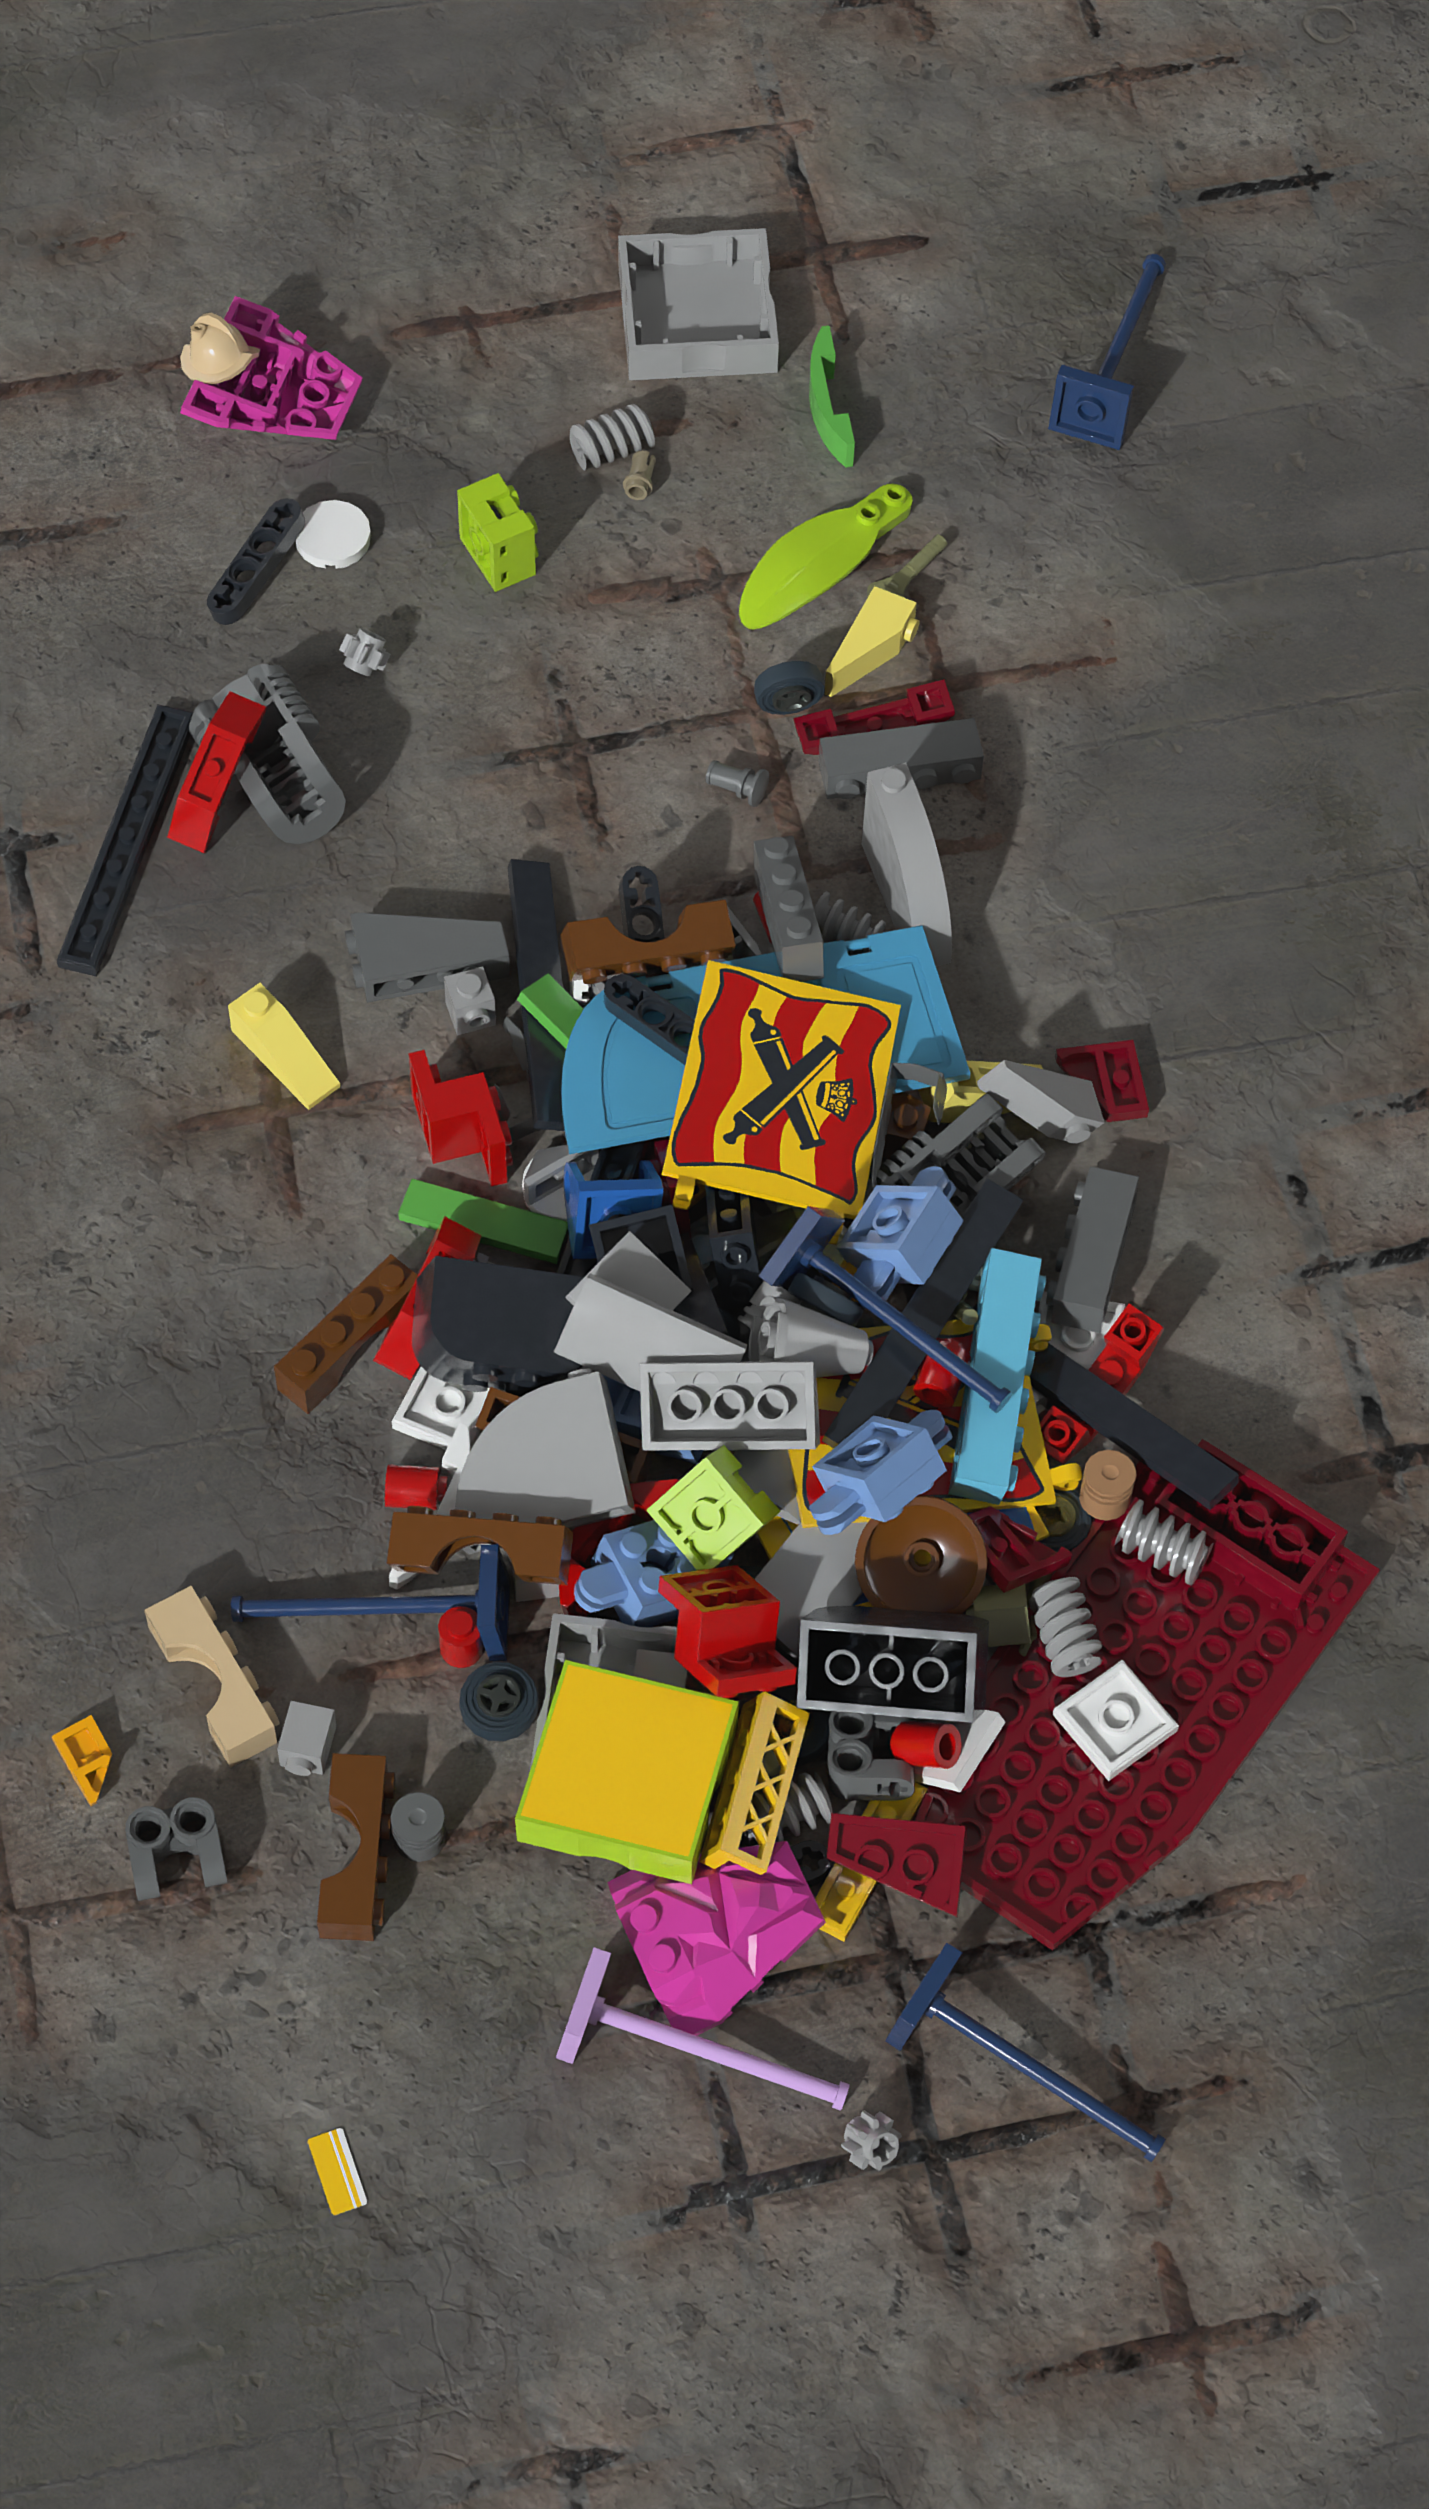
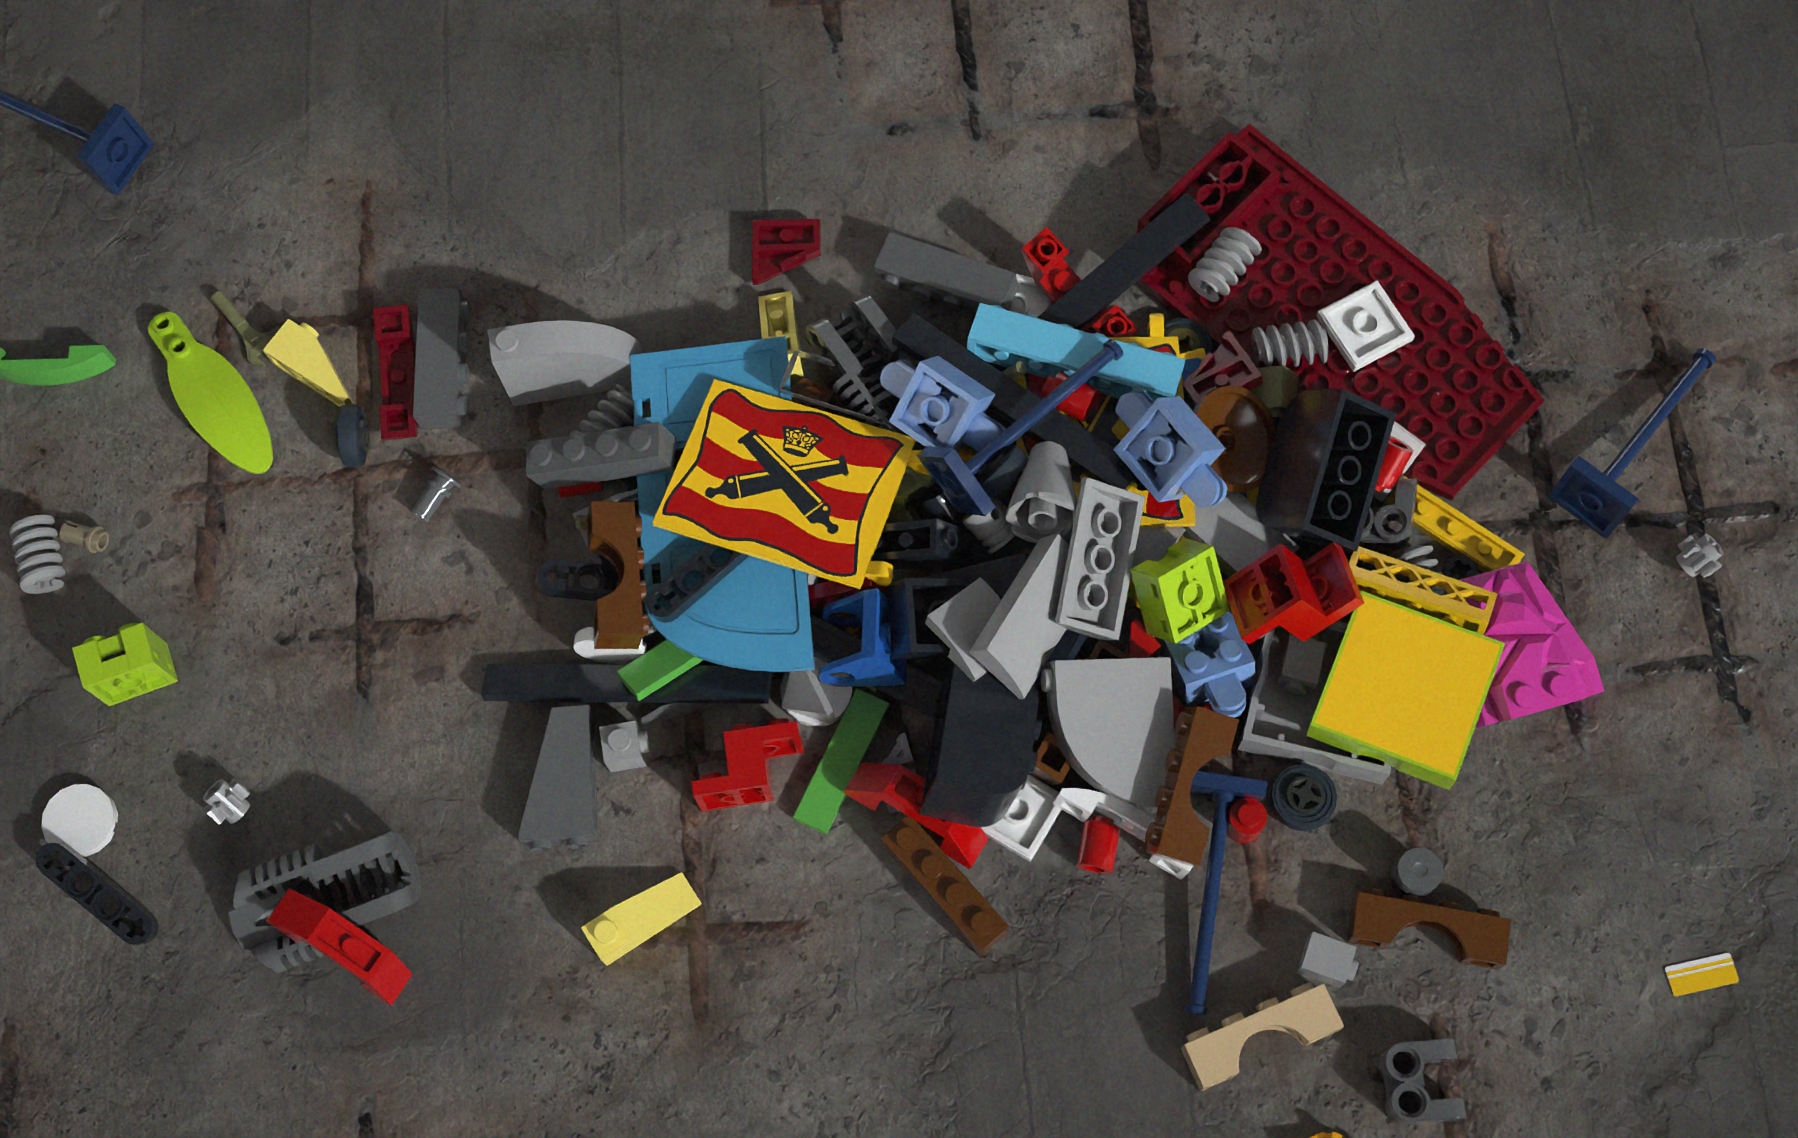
camera: 75 degrees left, 10 degrees up
(125, 841) = (383, 1045): black tile -> none
(591, 2008) = (1587, 751): lavender tile -> none
(904, 1855) = (1469, 496): dark red wing -> none
(1047, 1100) = (811, 286): light grey slope -> none
(1107, 1485) = (1169, 295): medium nougat piece -> none

